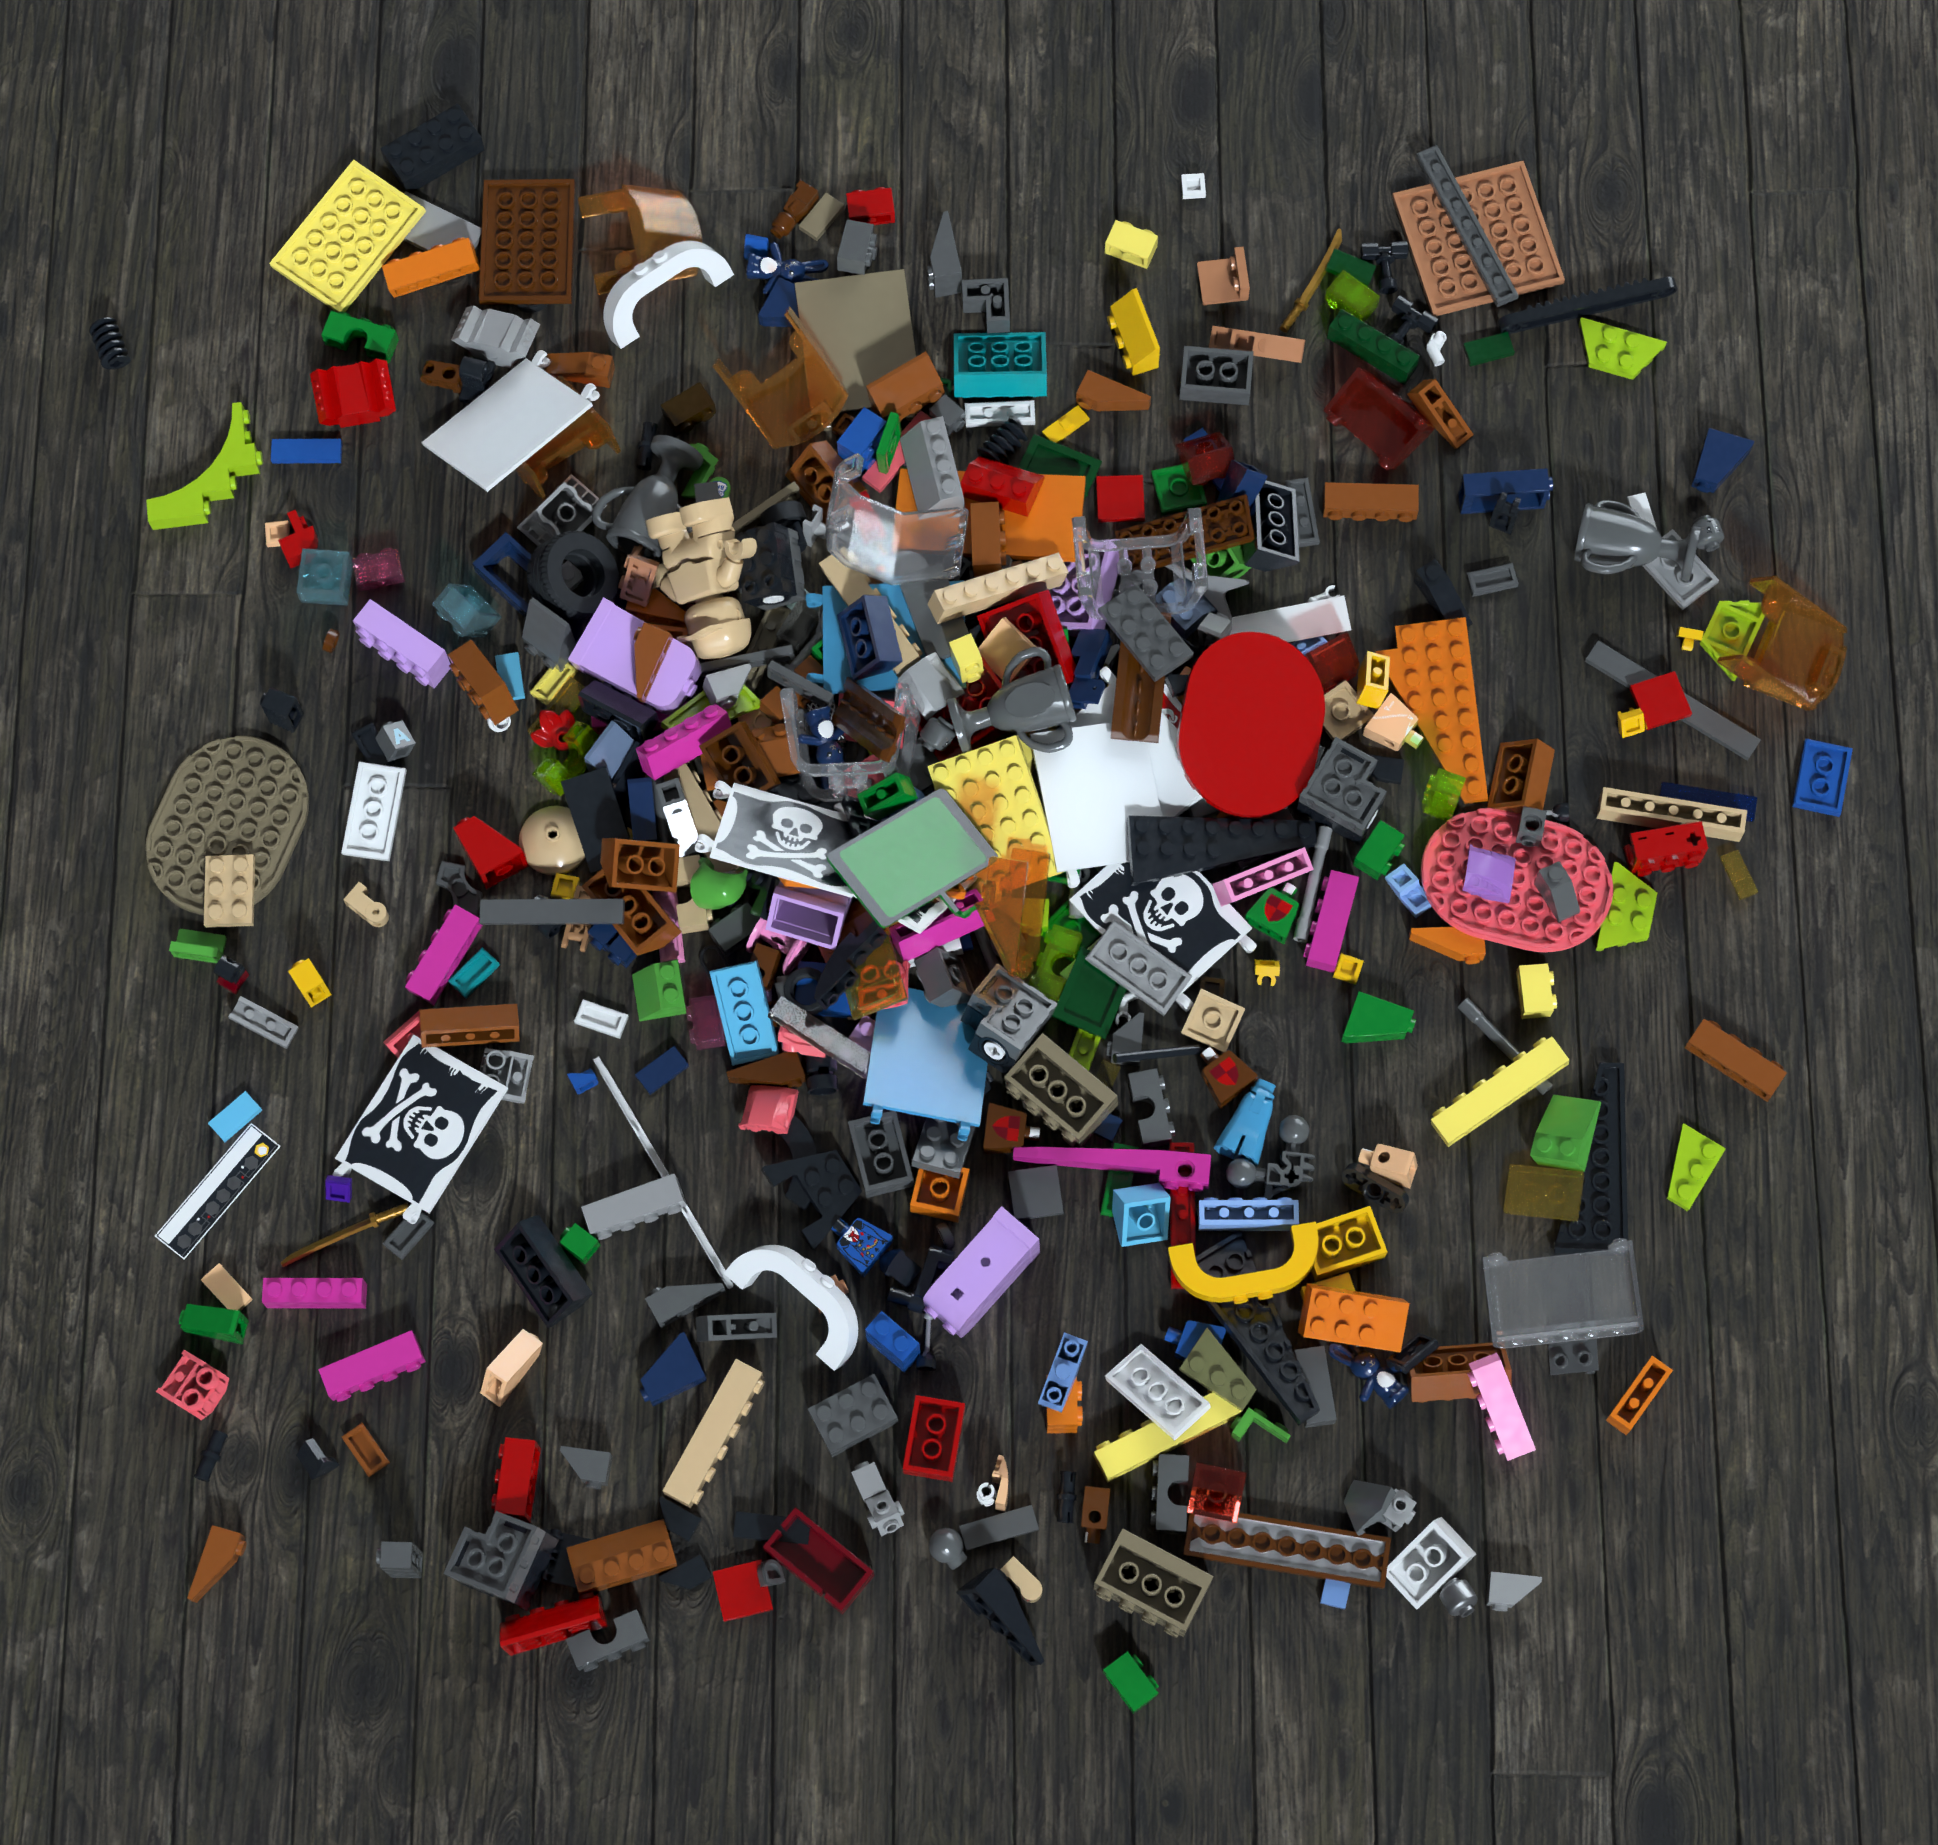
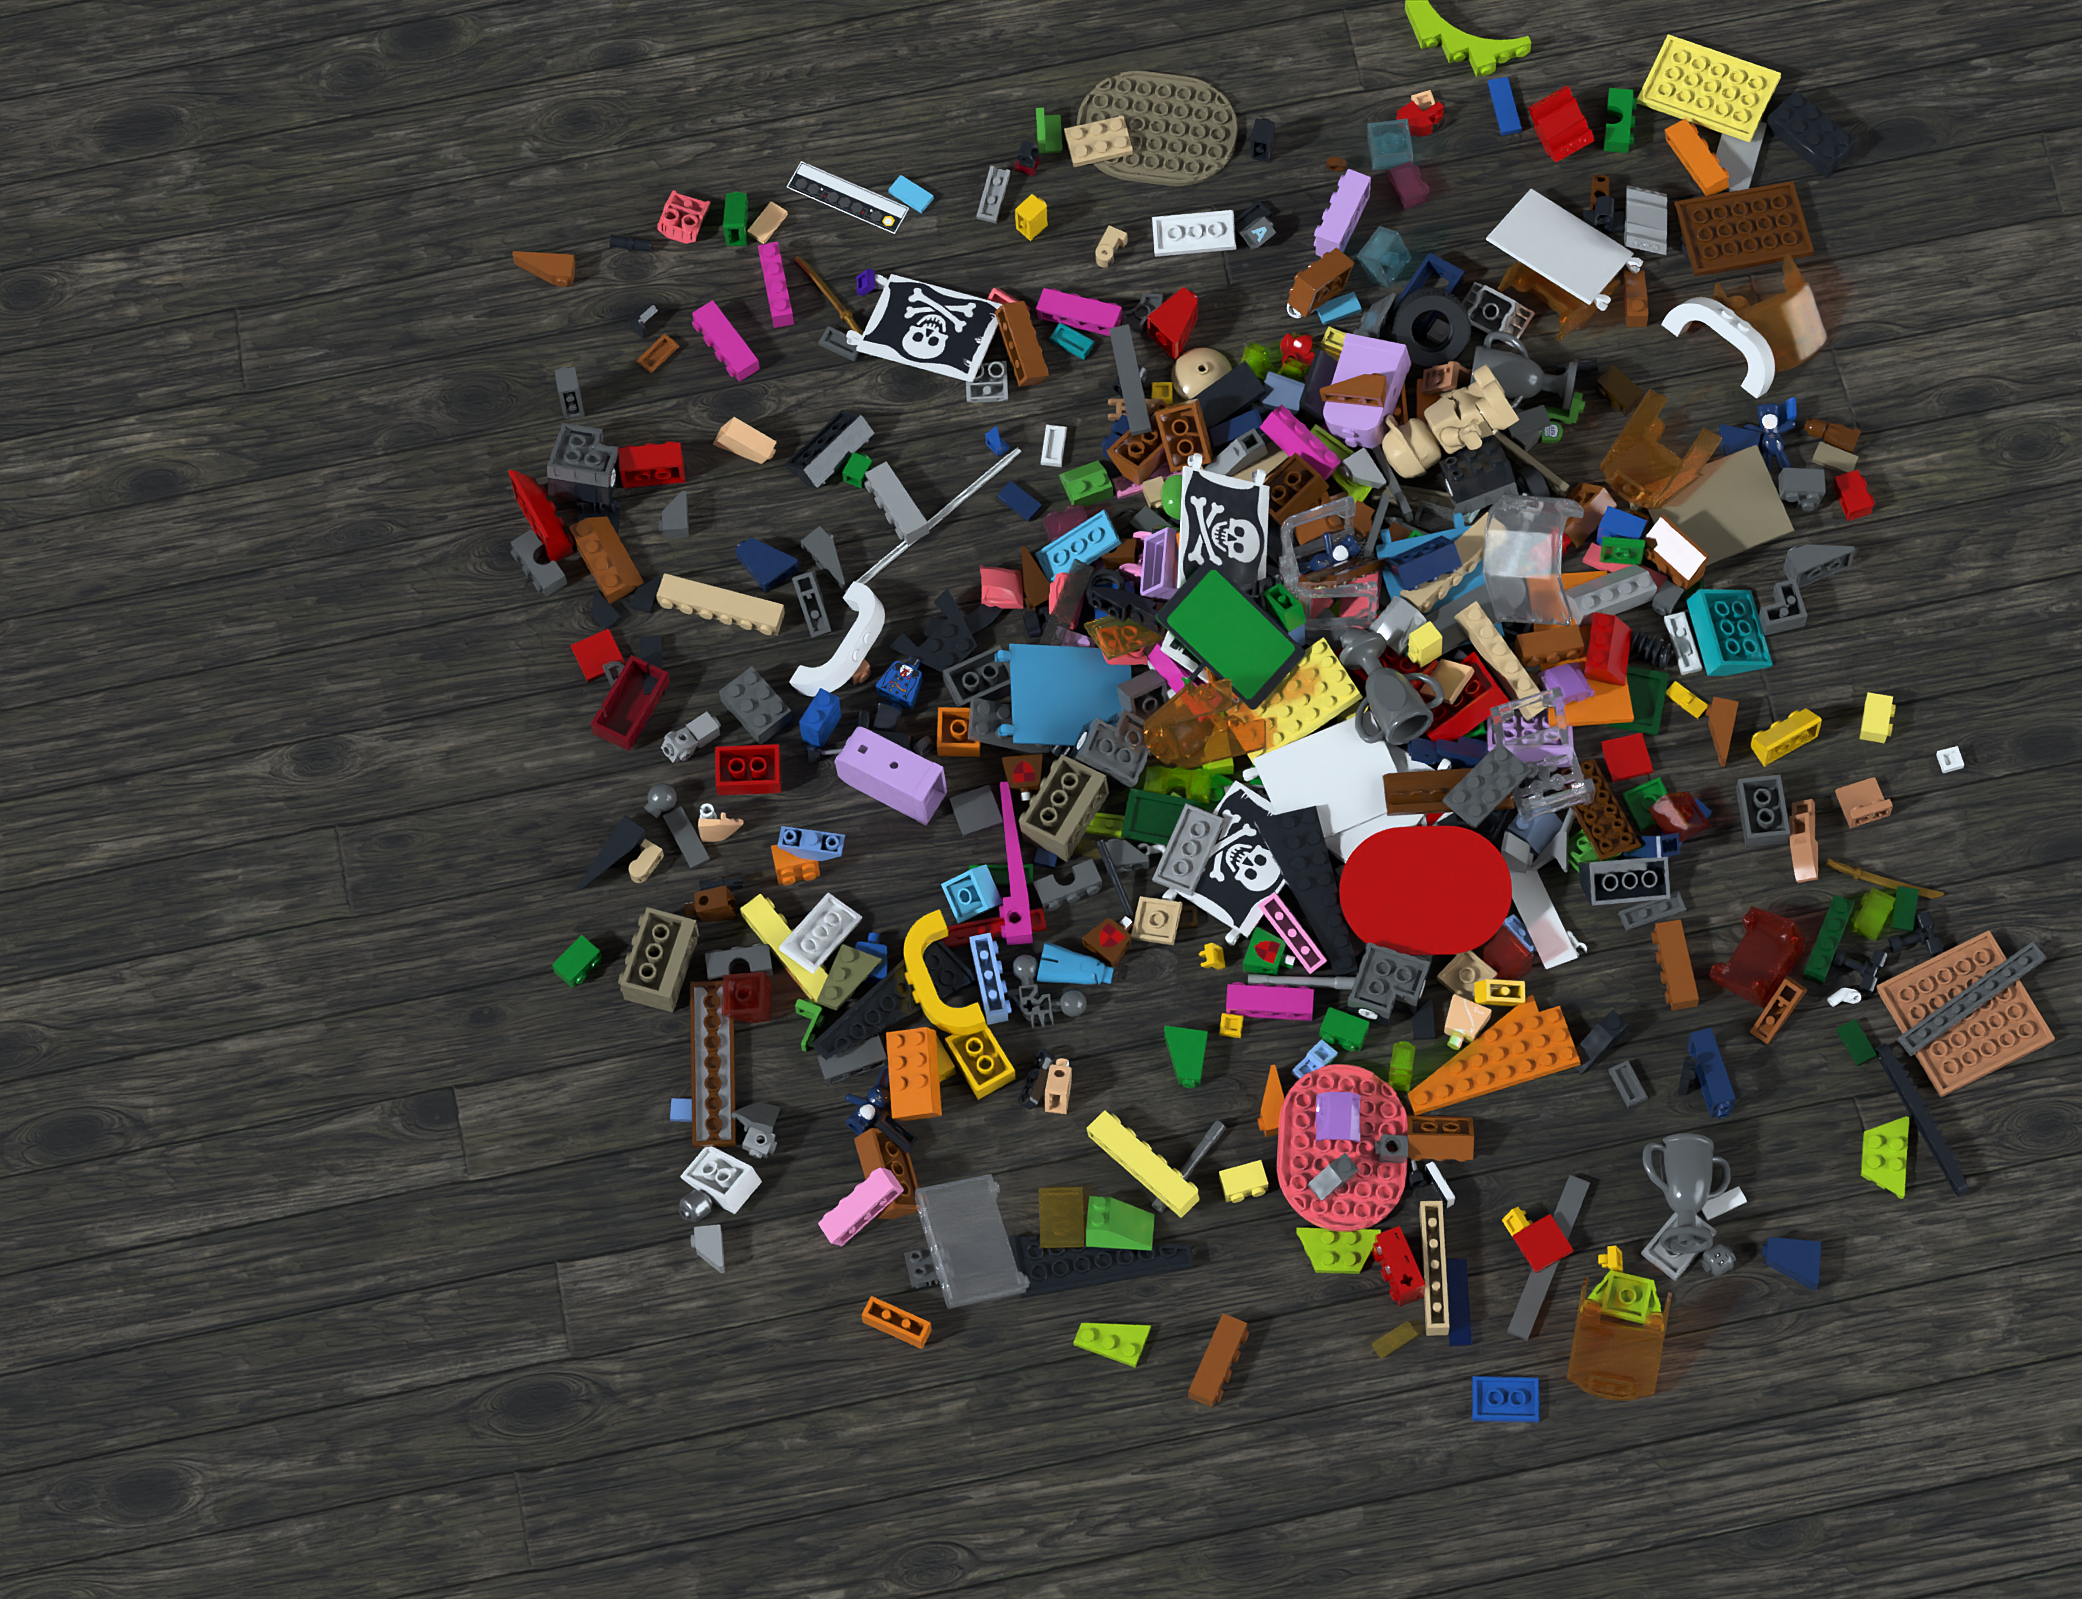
camera: 80 degrees right, 5 degrees down
(1035, 532) = (1569, 679): none -> medium lavender slope
(1575, 790) = (1440, 1184): none -> white tile

